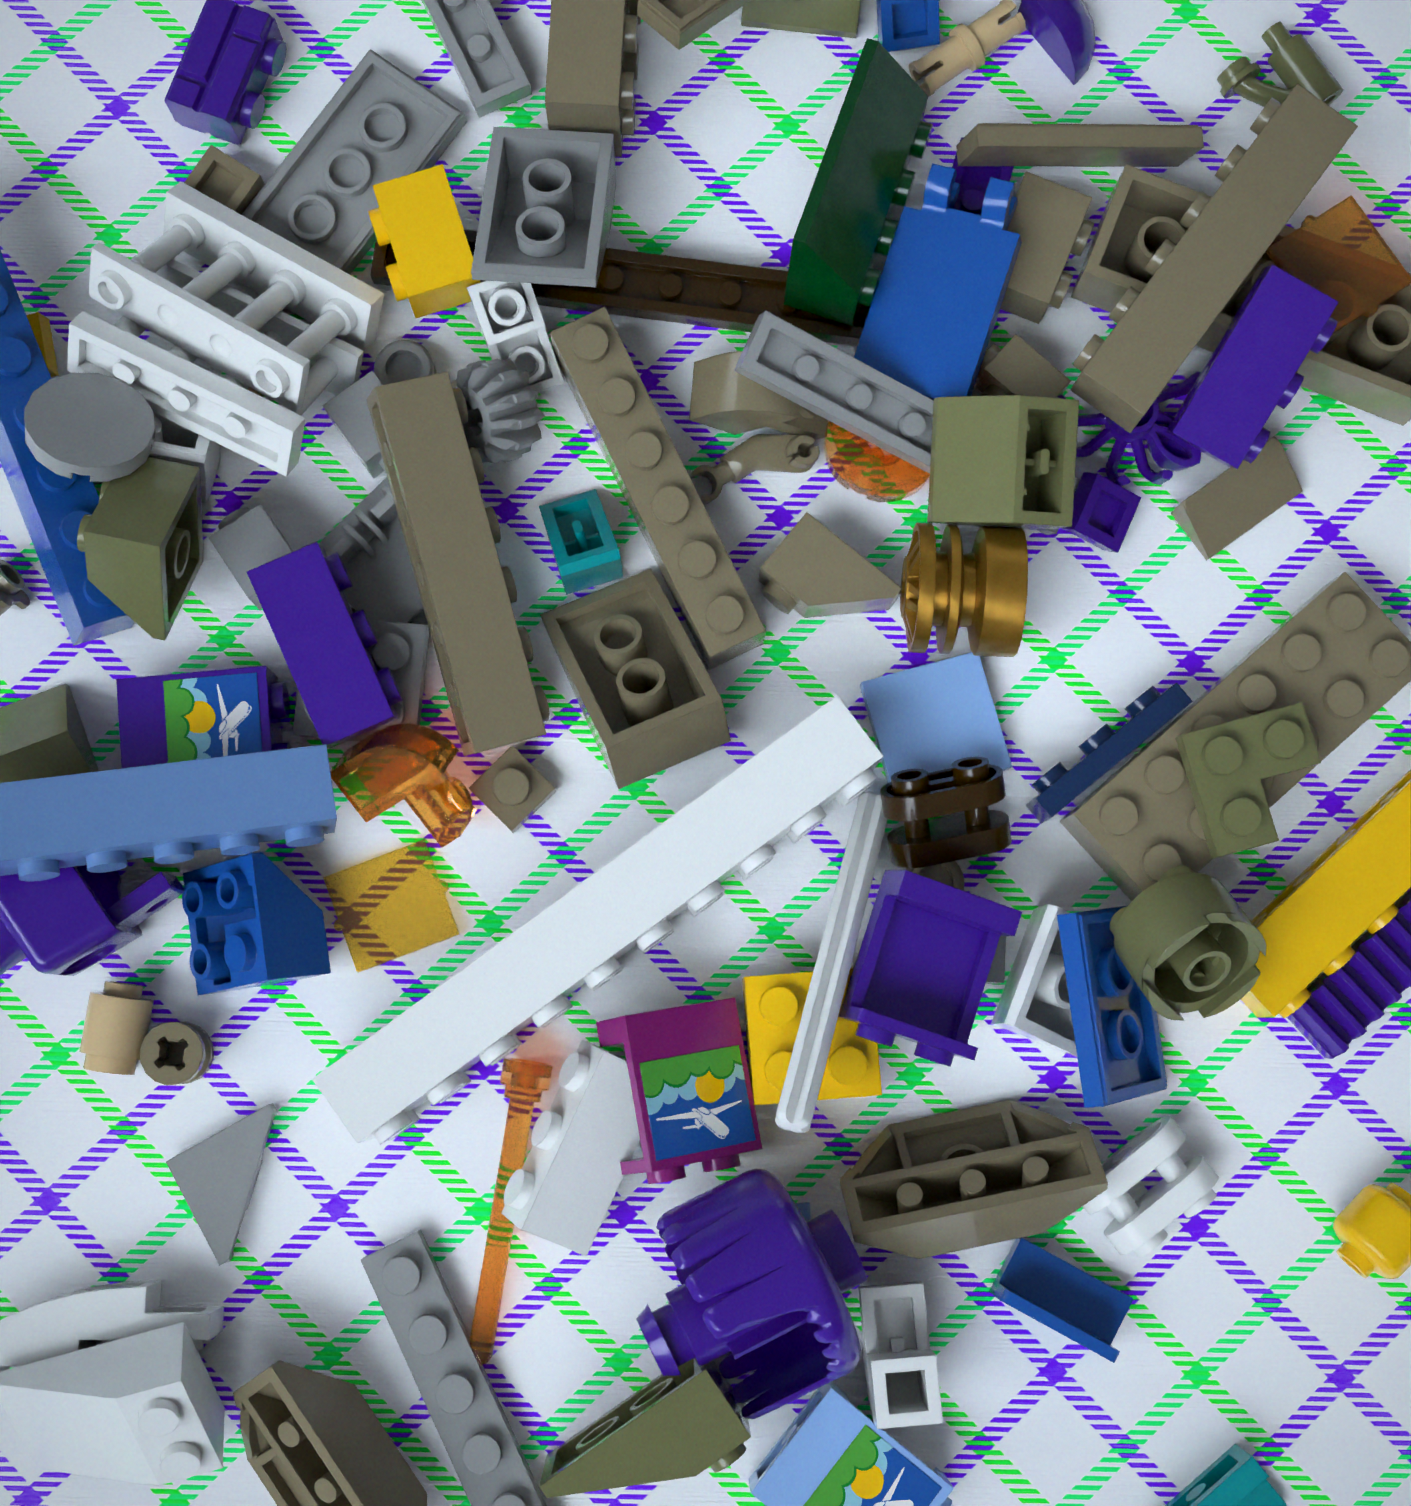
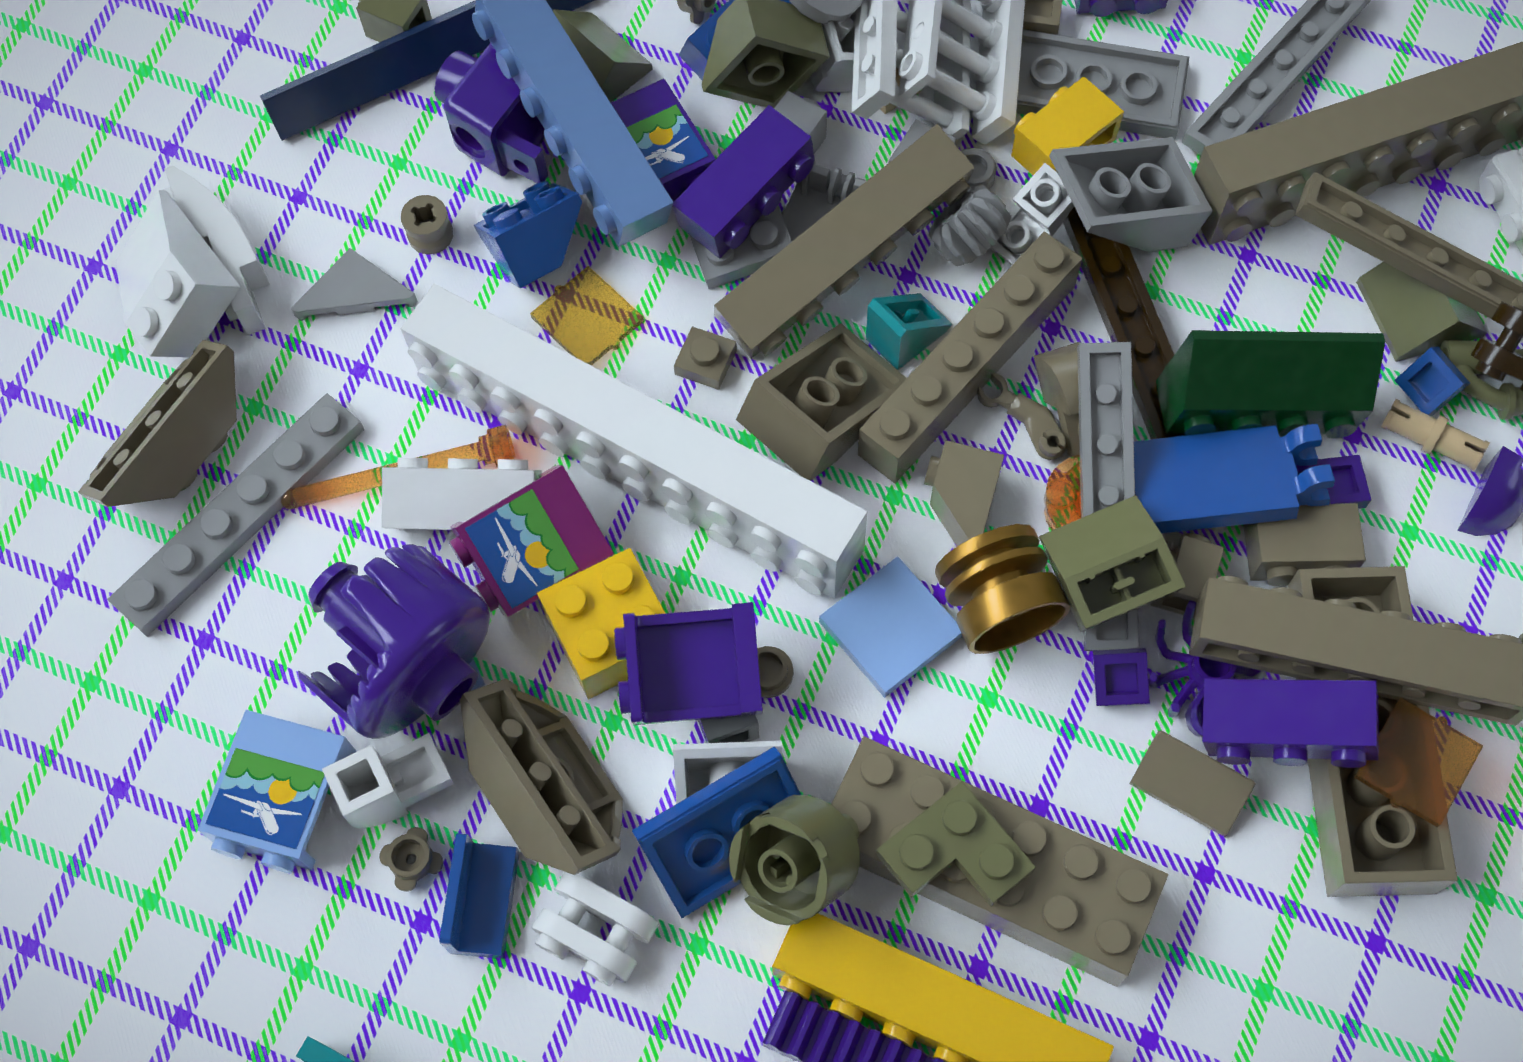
camera: 75 degrees right, 15 degrees down
(115, 1028) = (431, 177): tan brick -> none
(408, 765) = (684, 278): clear orange brick -> none
(655, 1435) = (271, 625): olive slope -> none
(832, 967) = (661, 598): white axle -> none
(921, 795) = (851, 654): dark brown brick -> none
(1000, 1369) = (396, 854): none -> dark tan plate
(1079, 145) = (1402, 534): dark tan tile -> none
(1105, 750) = (929, 749): dark blue plate -> none

